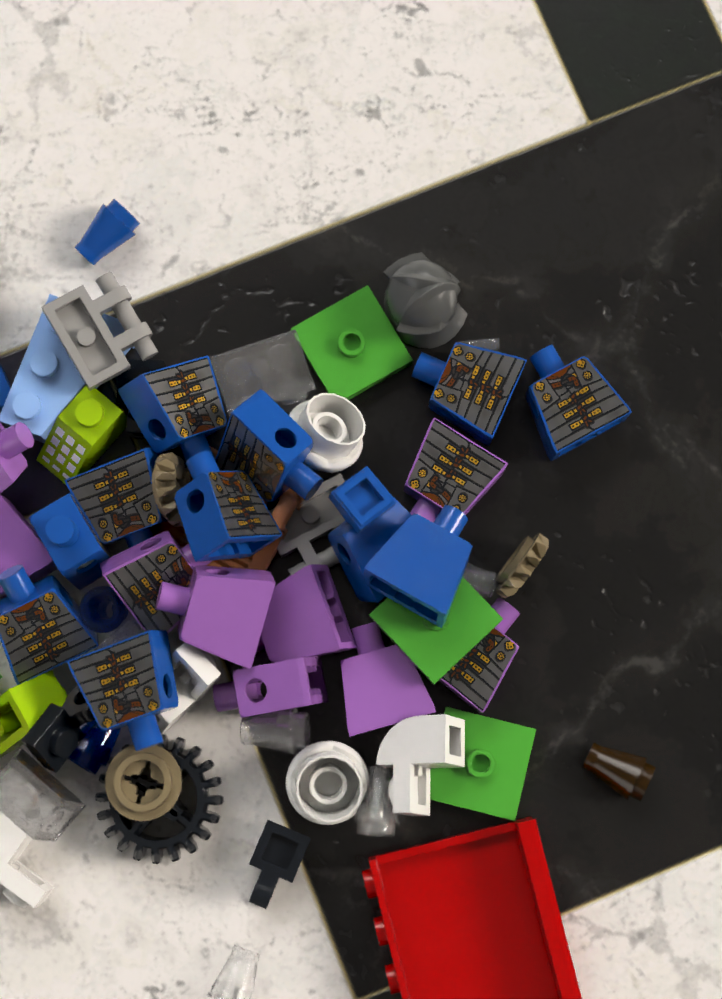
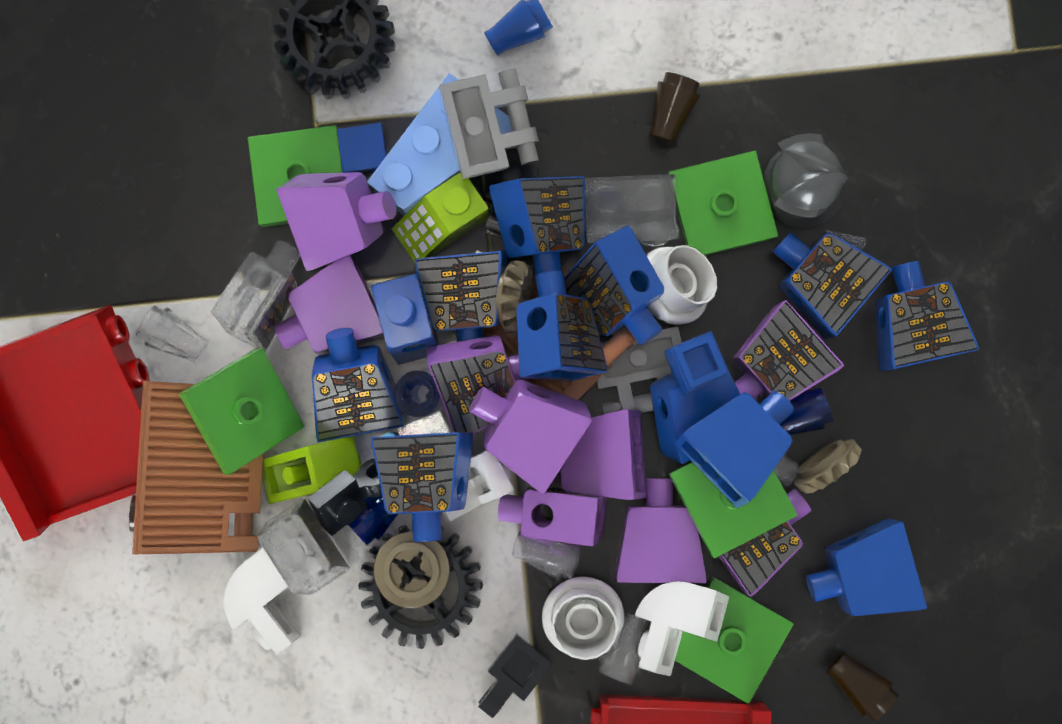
camera: 20 degrees right, 5 degrees up
(276, 265) = (673, 105): none -> dark brown cone
(486, 521) = (809, 413): none -> clear blue cone
(594, 657) = (870, 572): none -> blue torso

